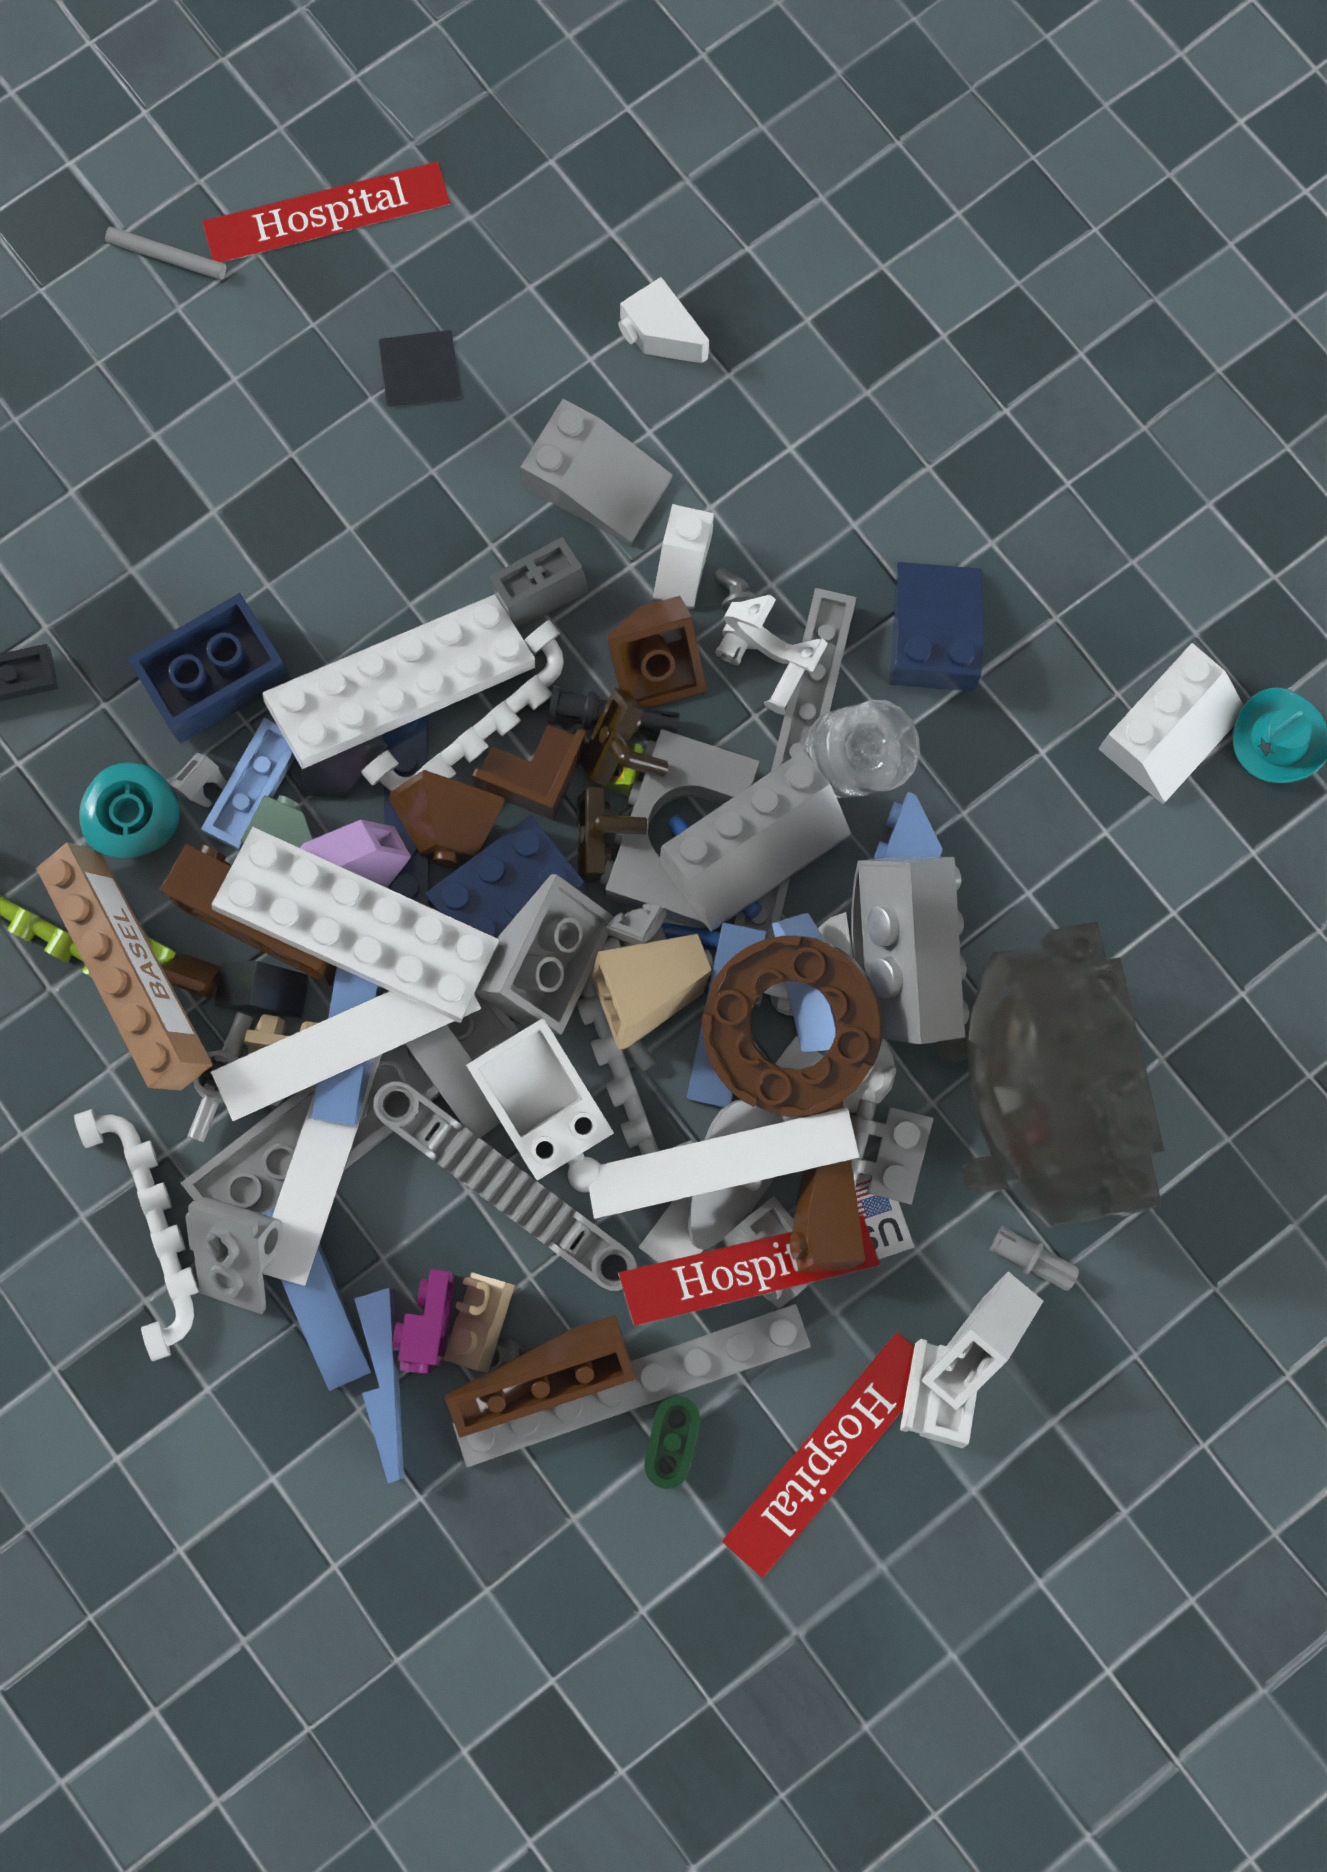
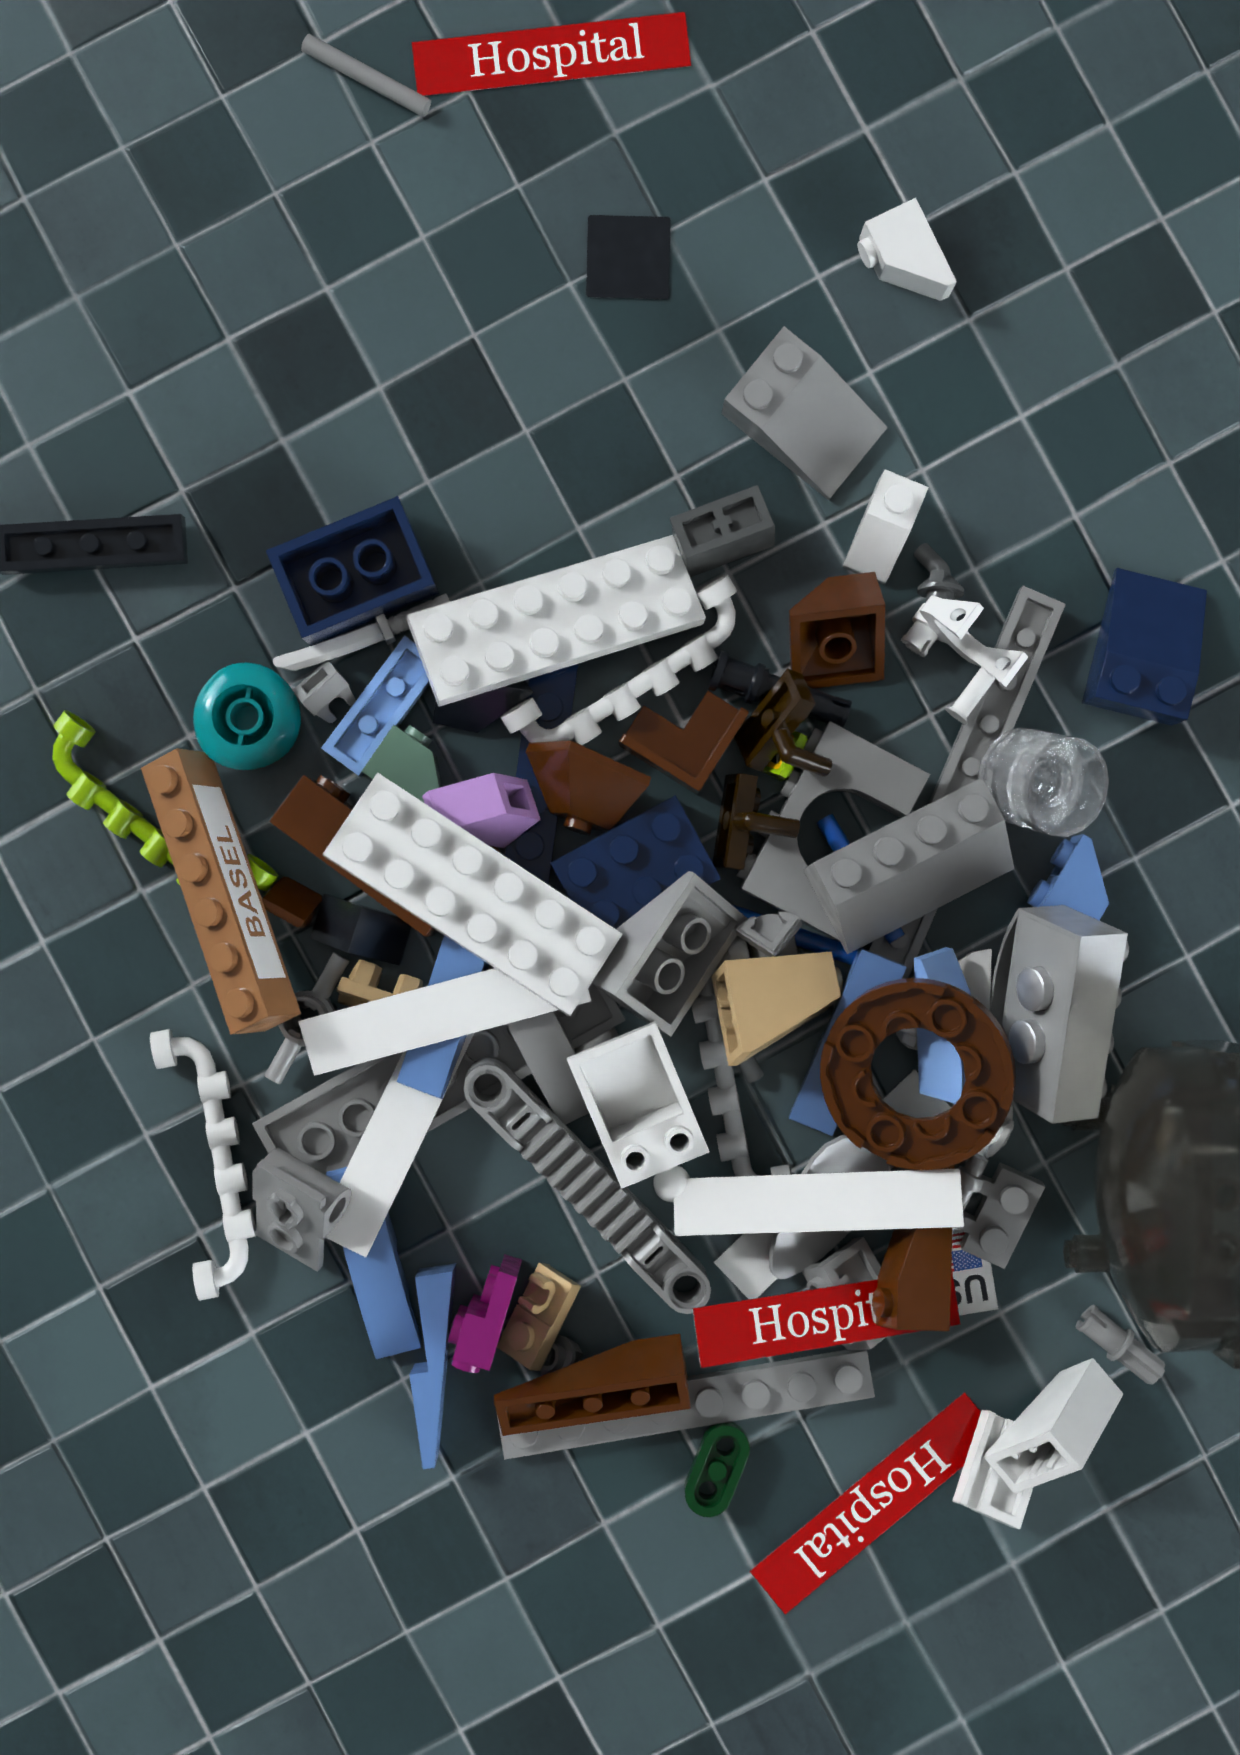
camera: 10 degrees right, 10 degrees up
(212, 735) = (352, 641): none -> white sword

